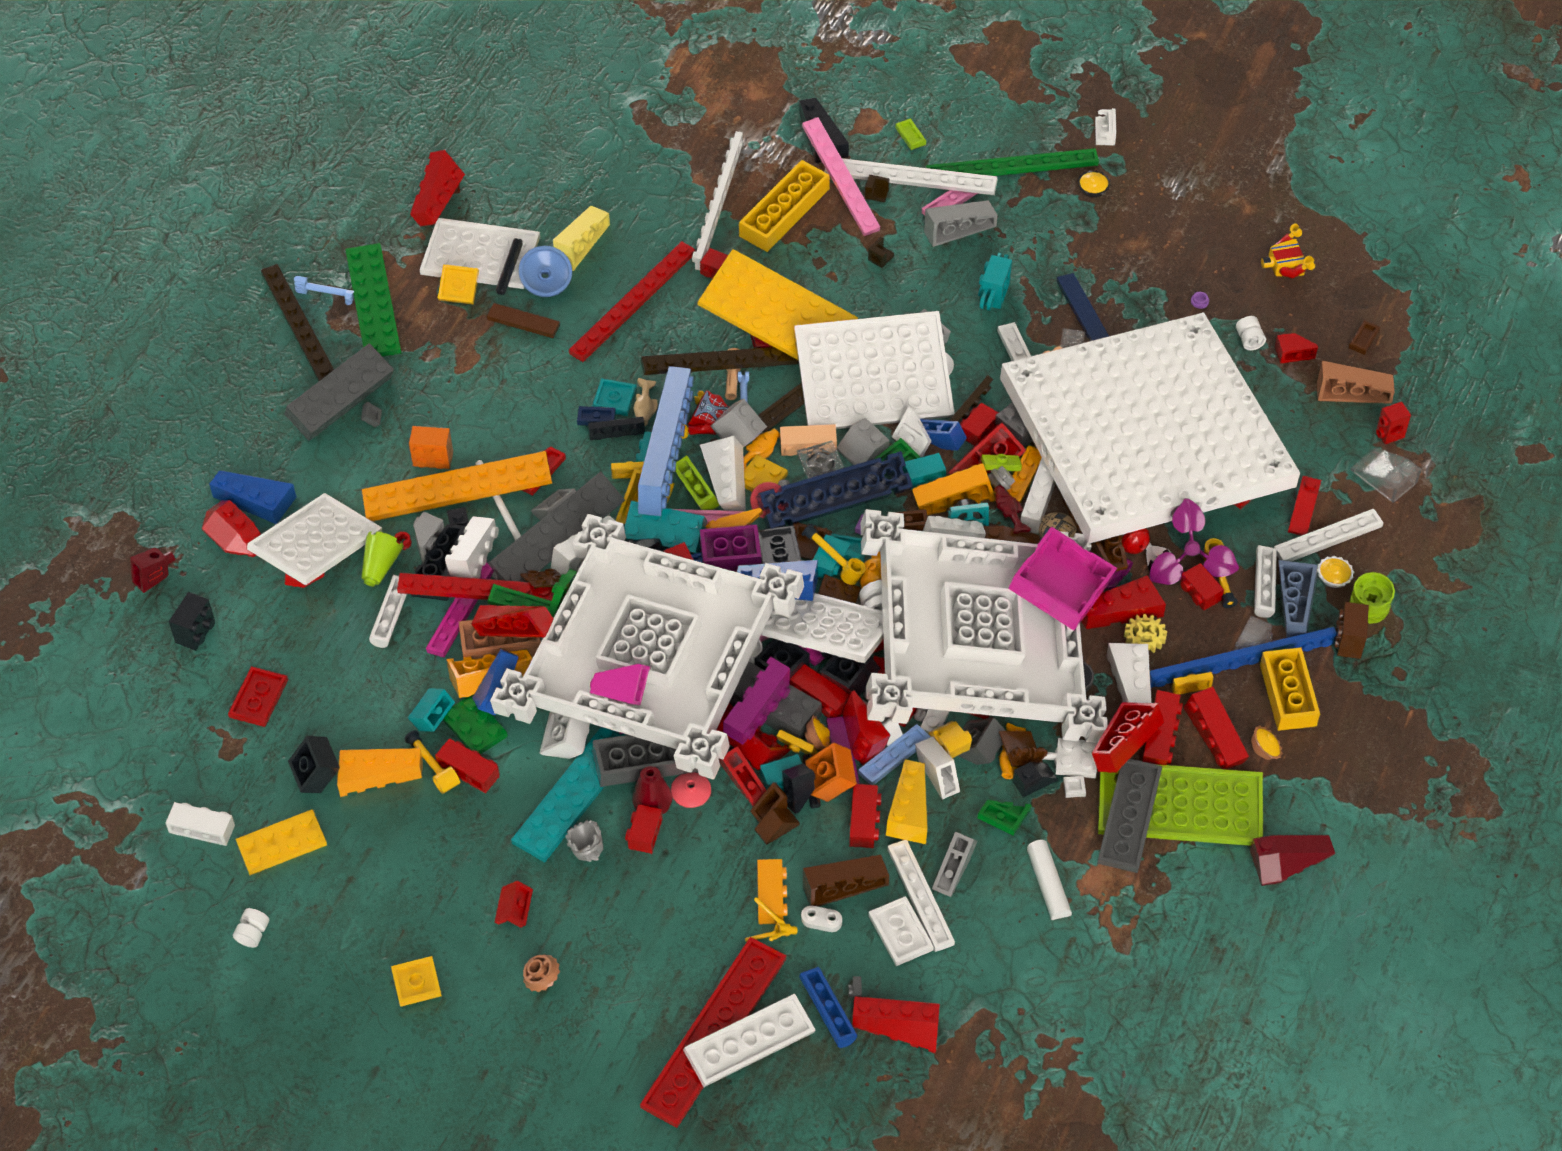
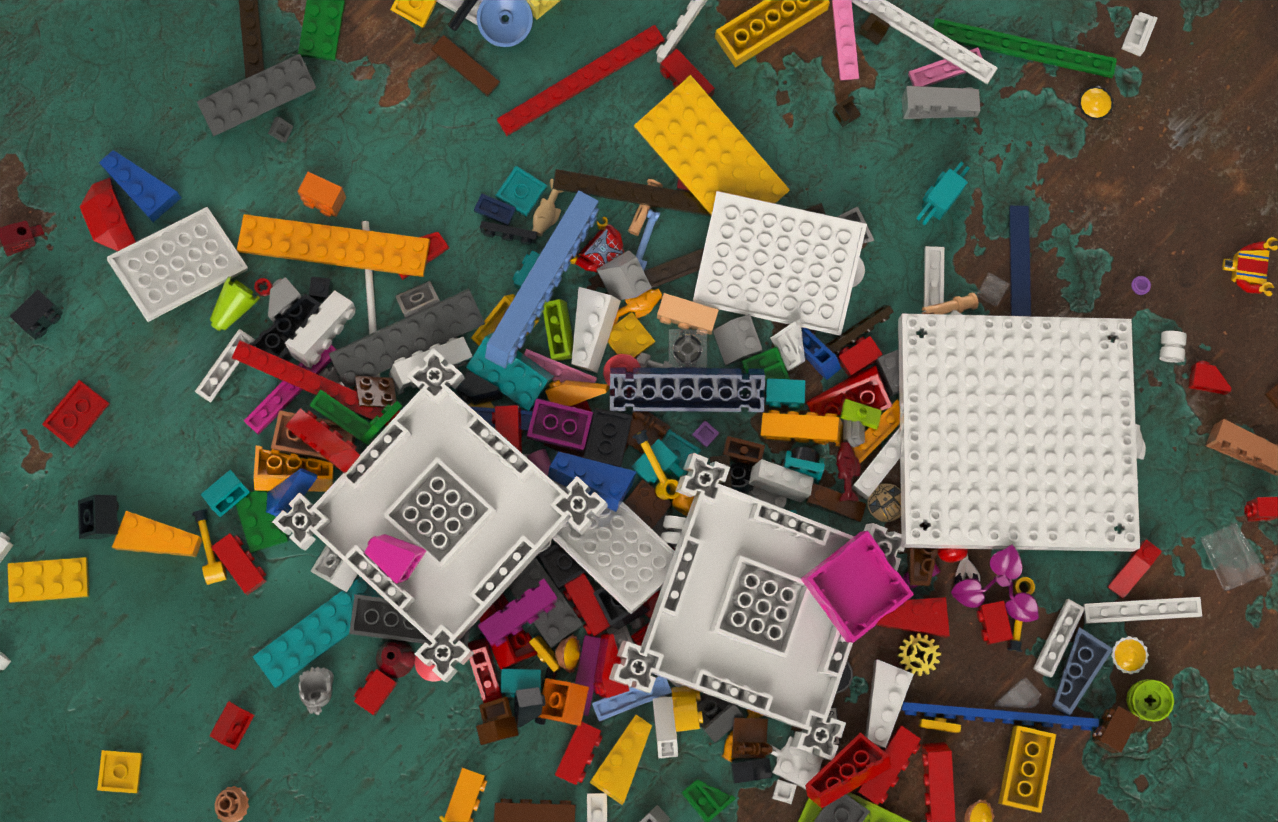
camera: 15 degrees right, 25 degrees up
(625, 470) = (503, 285): yellow plate -> none

